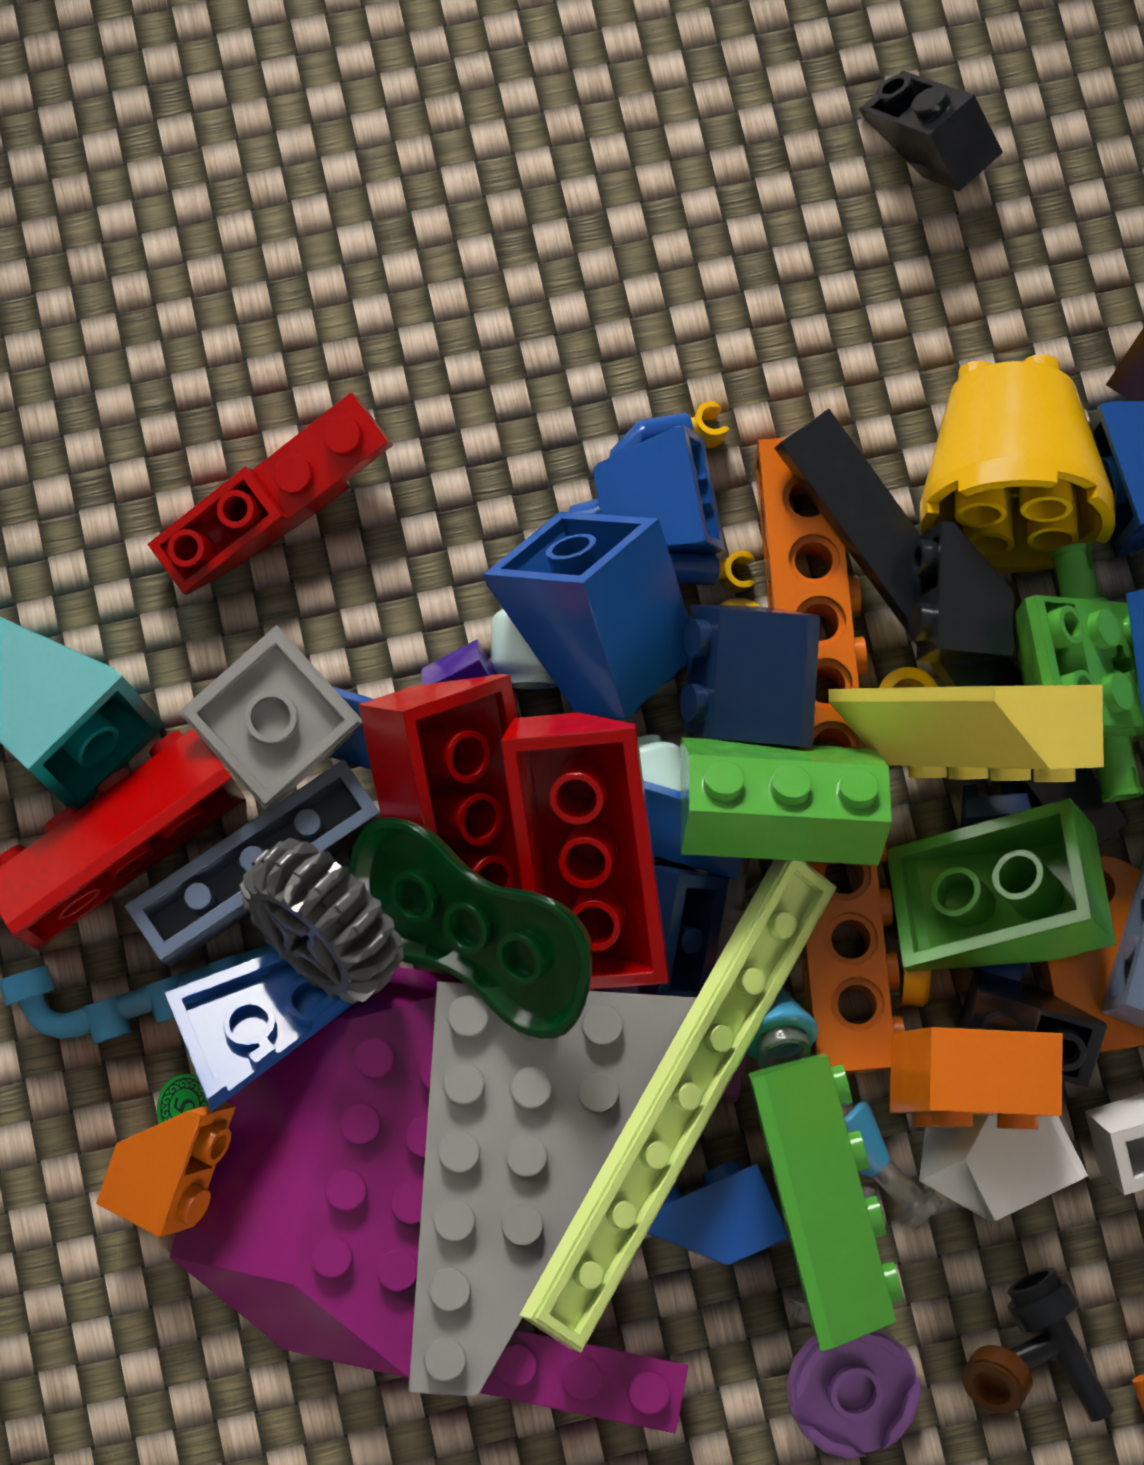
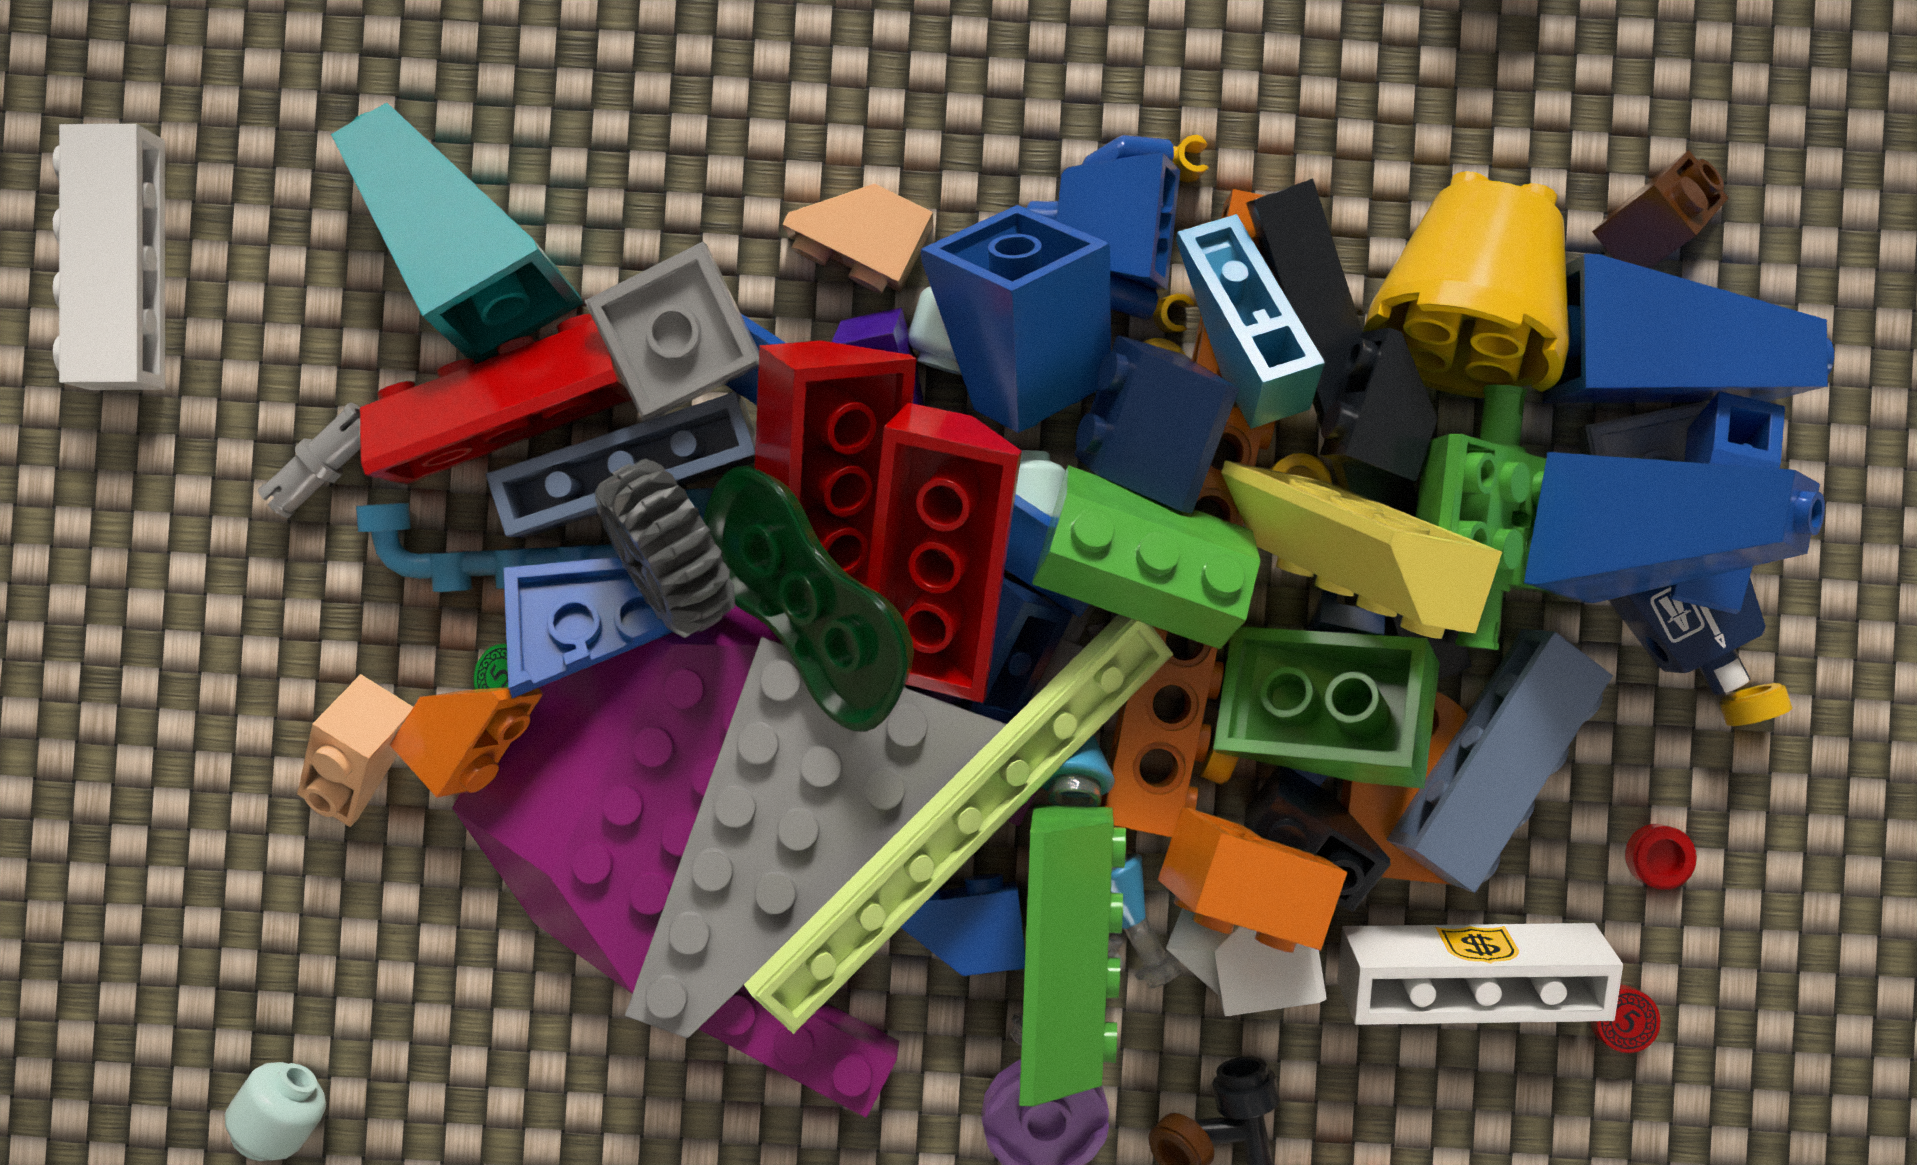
camera: 20 degrees right, 10 degrees up
(57, 1225) = (351, 750): none -> light nougat slope
(271, 499) = (744, 109): red slope -> none
(422, 579) = (866, 231): none -> light nougat slope
(812, 556) = (1250, 322): none -> dark azure slope

